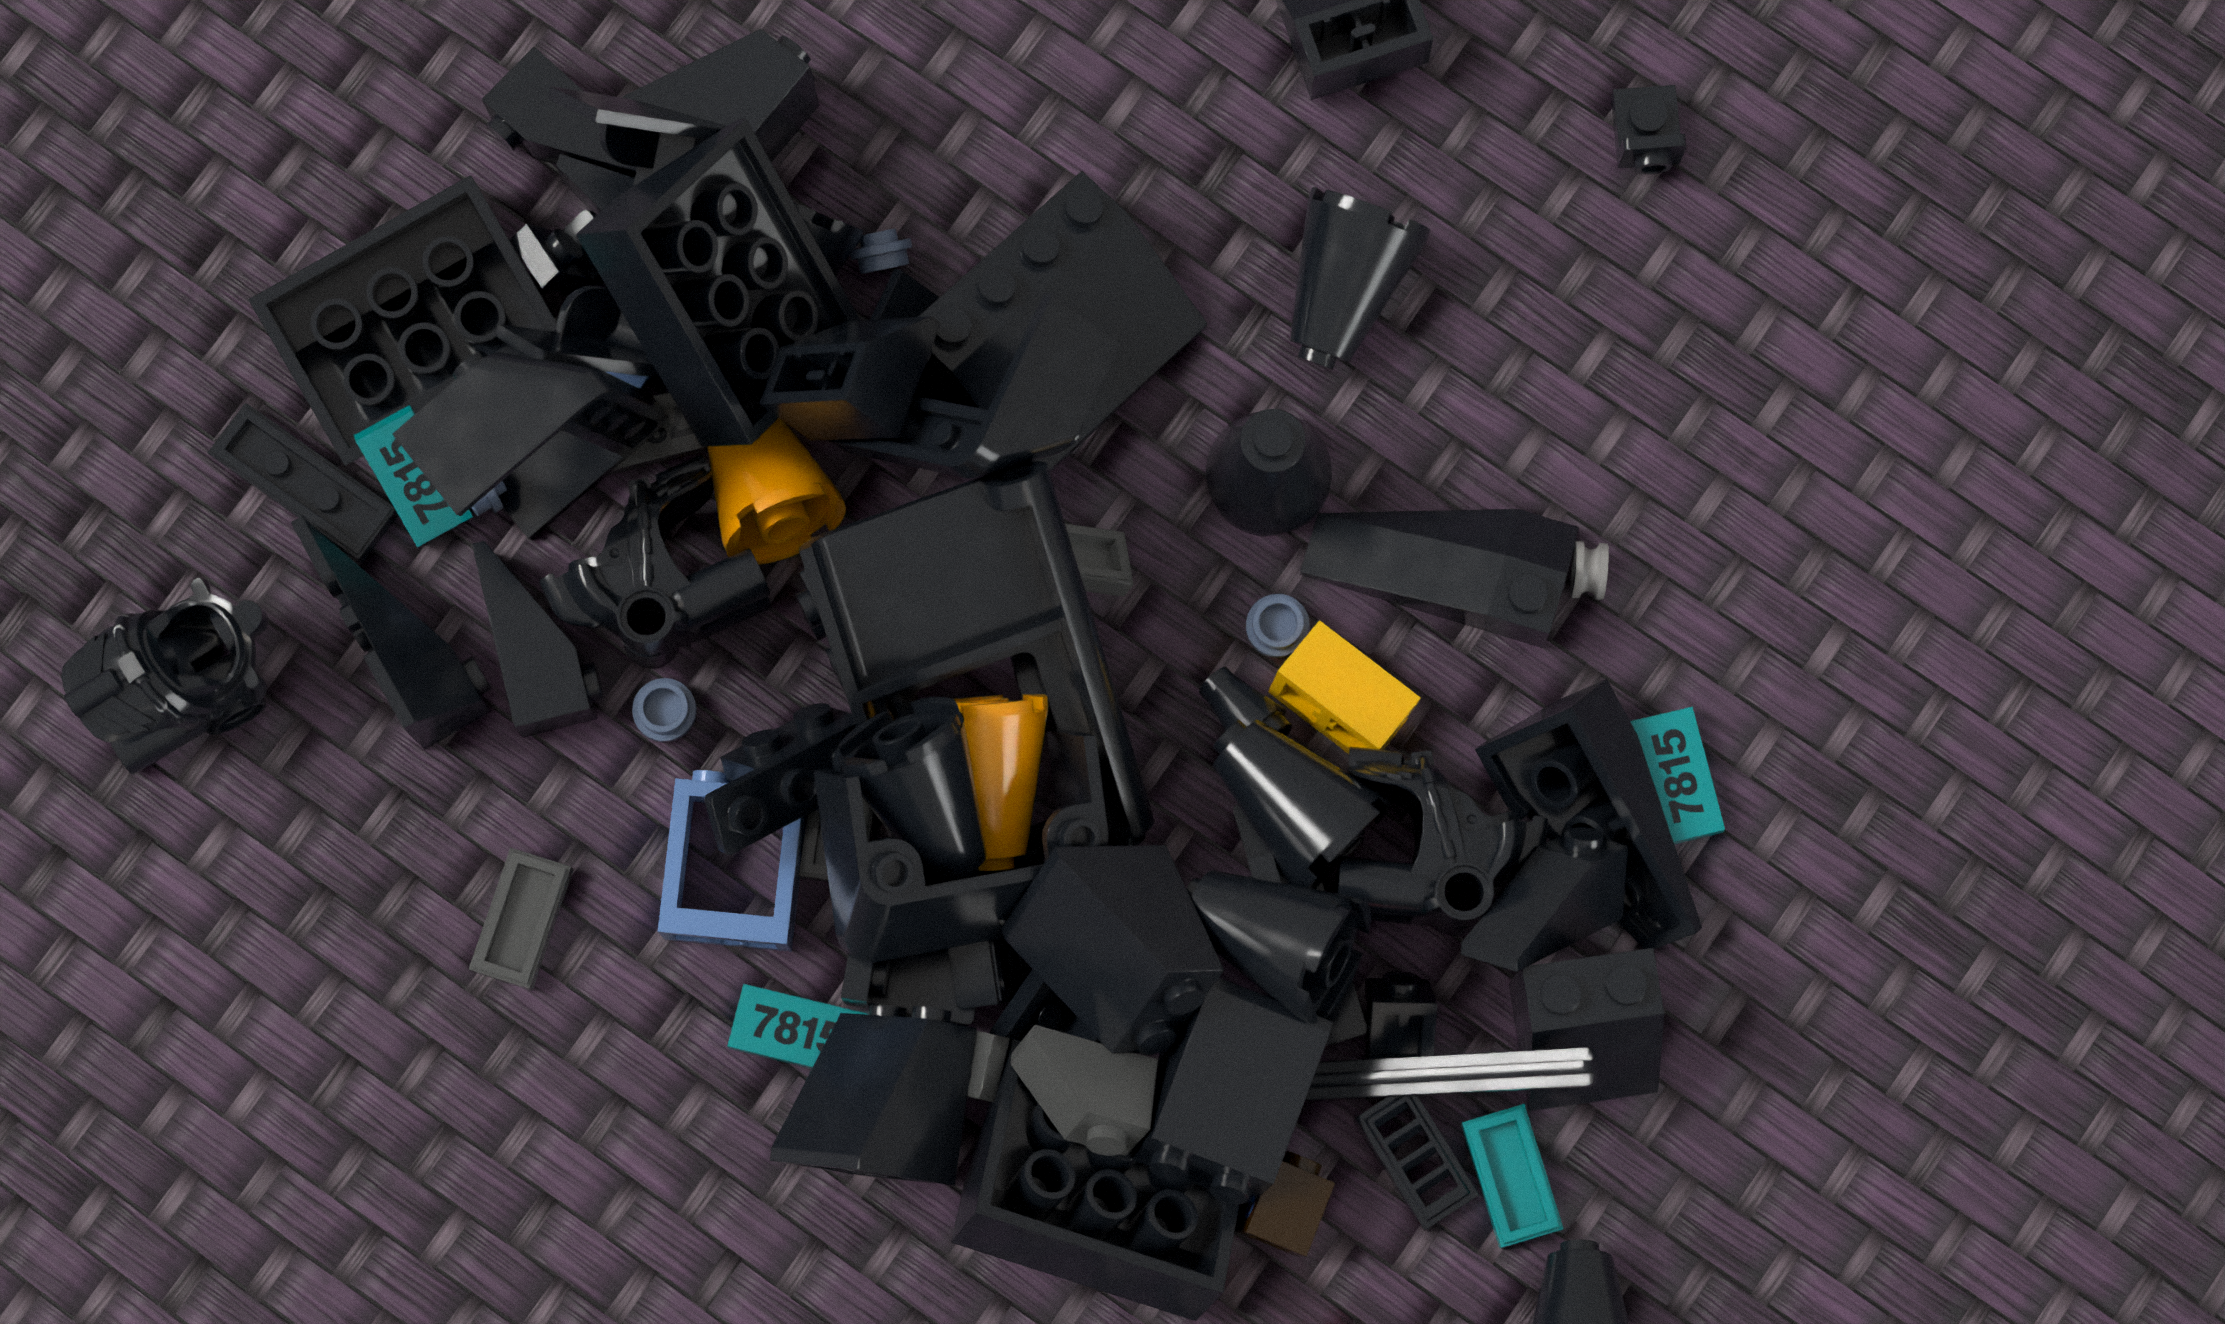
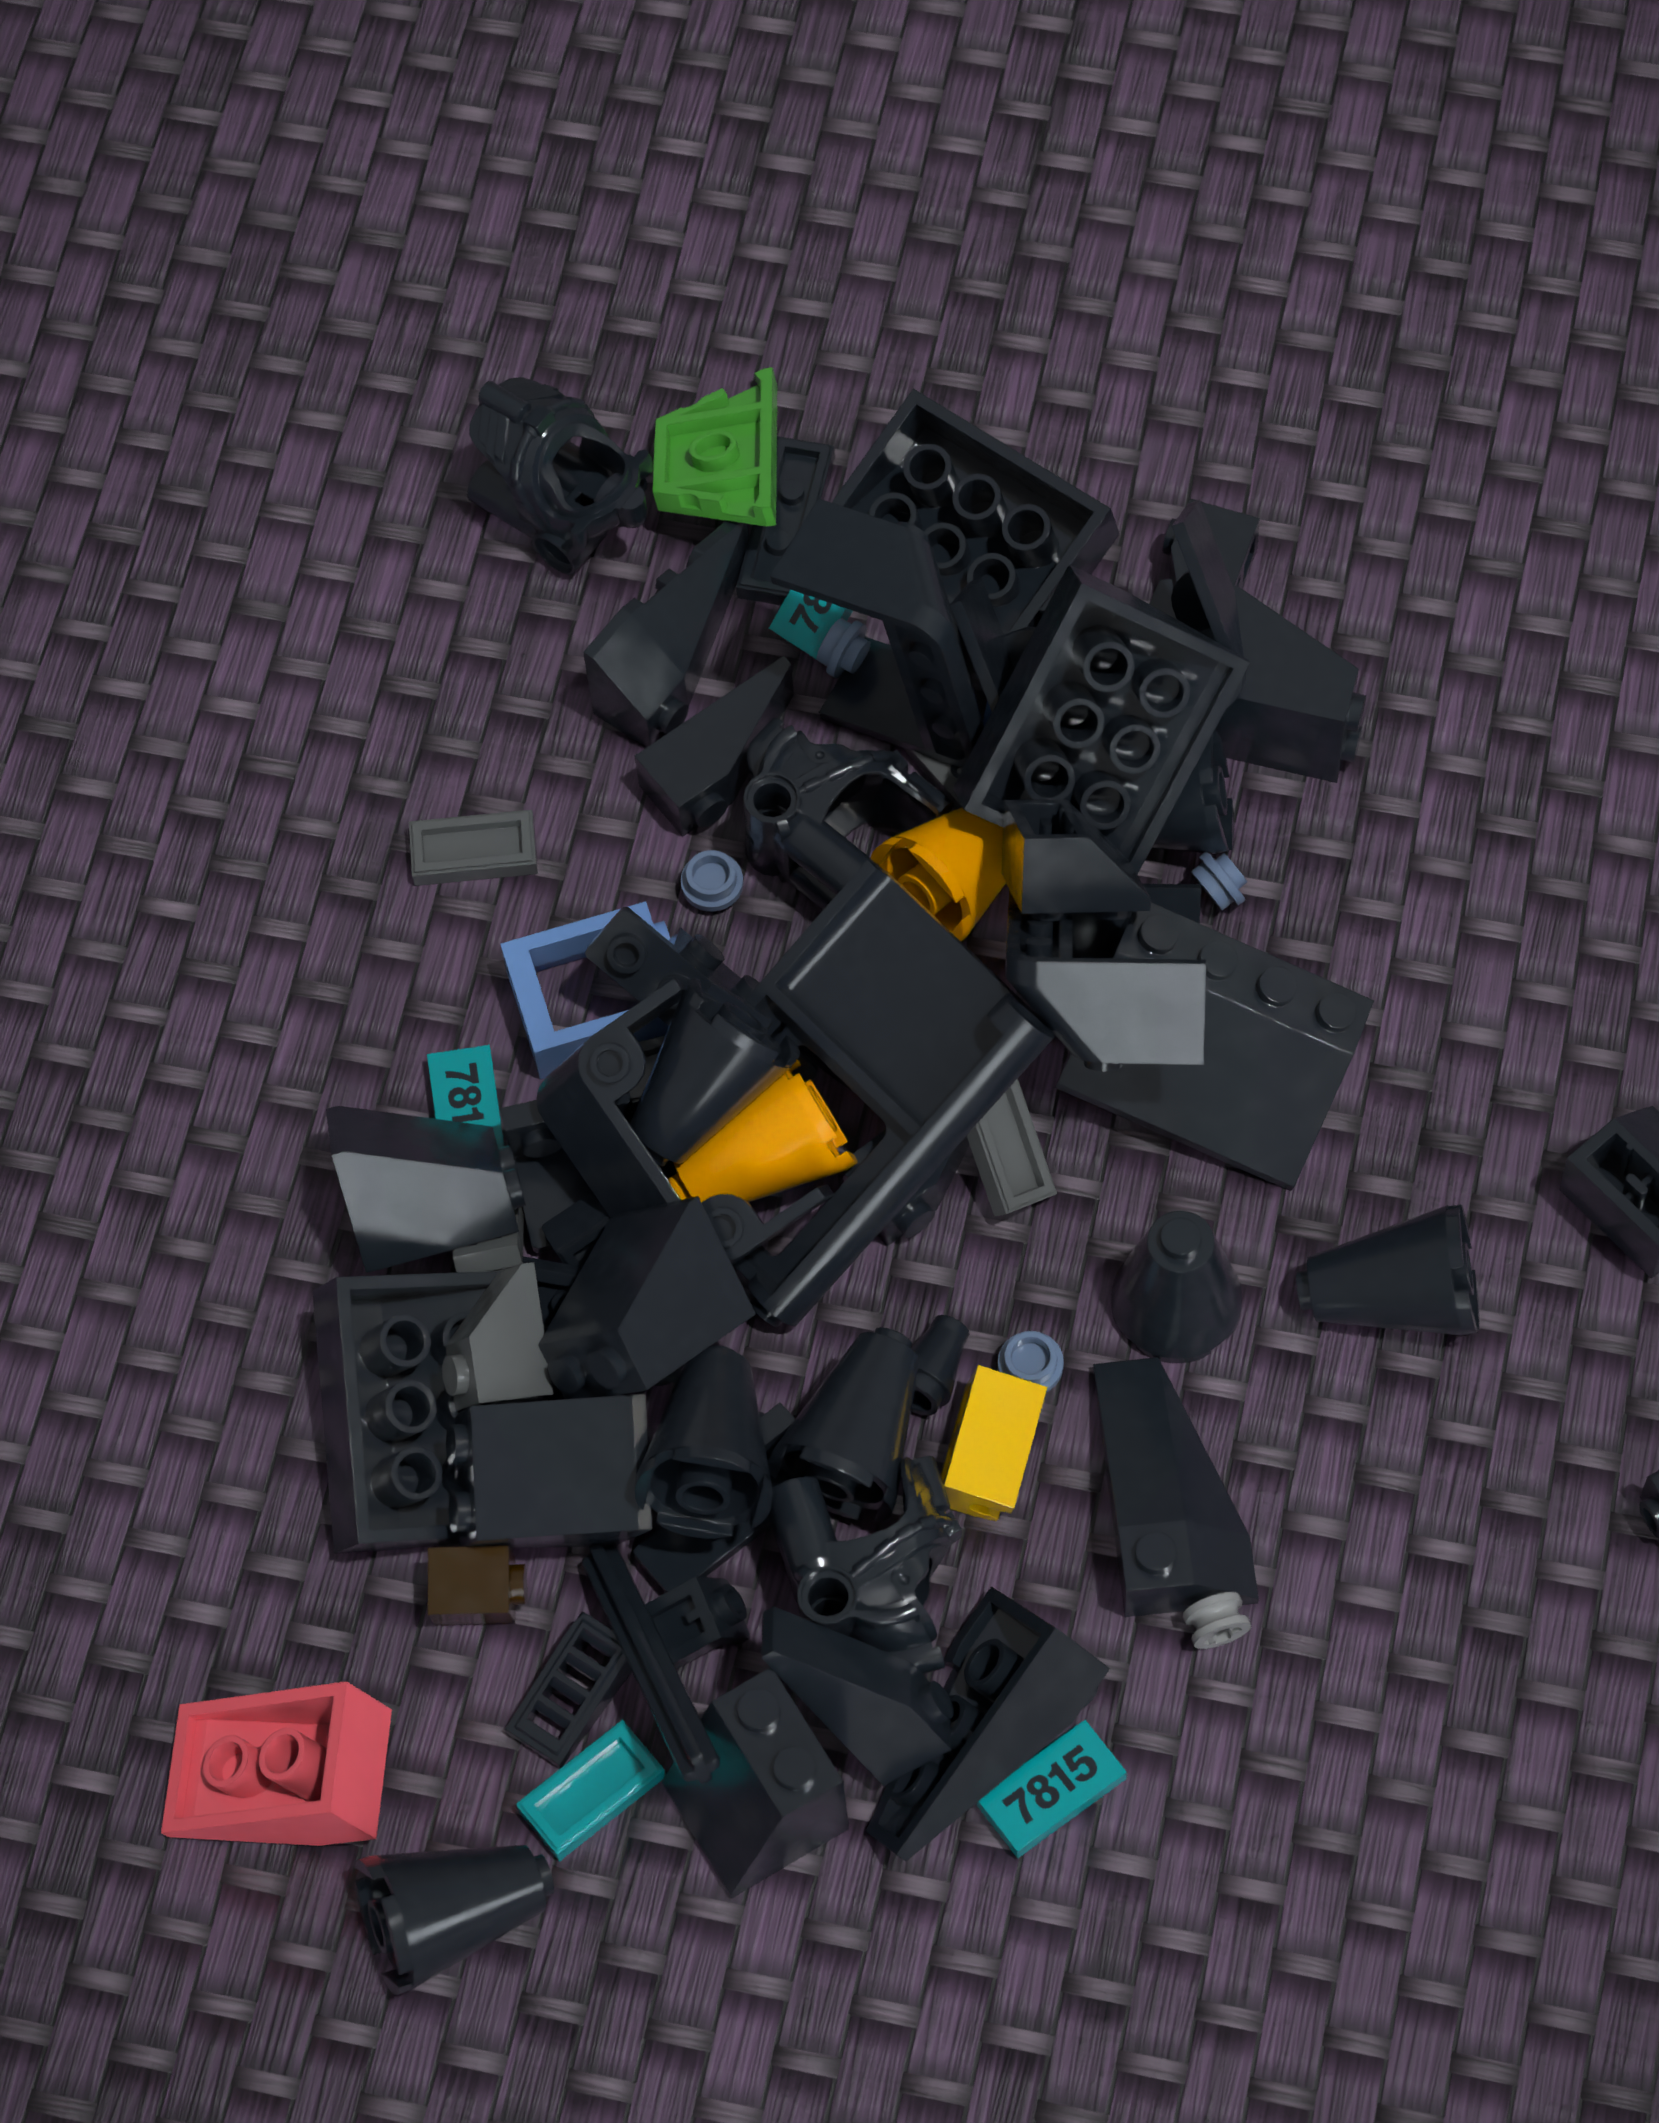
camera: 70 degrees right, 15 degrees down
(214, 513) = (720, 456): none -> bright green wing

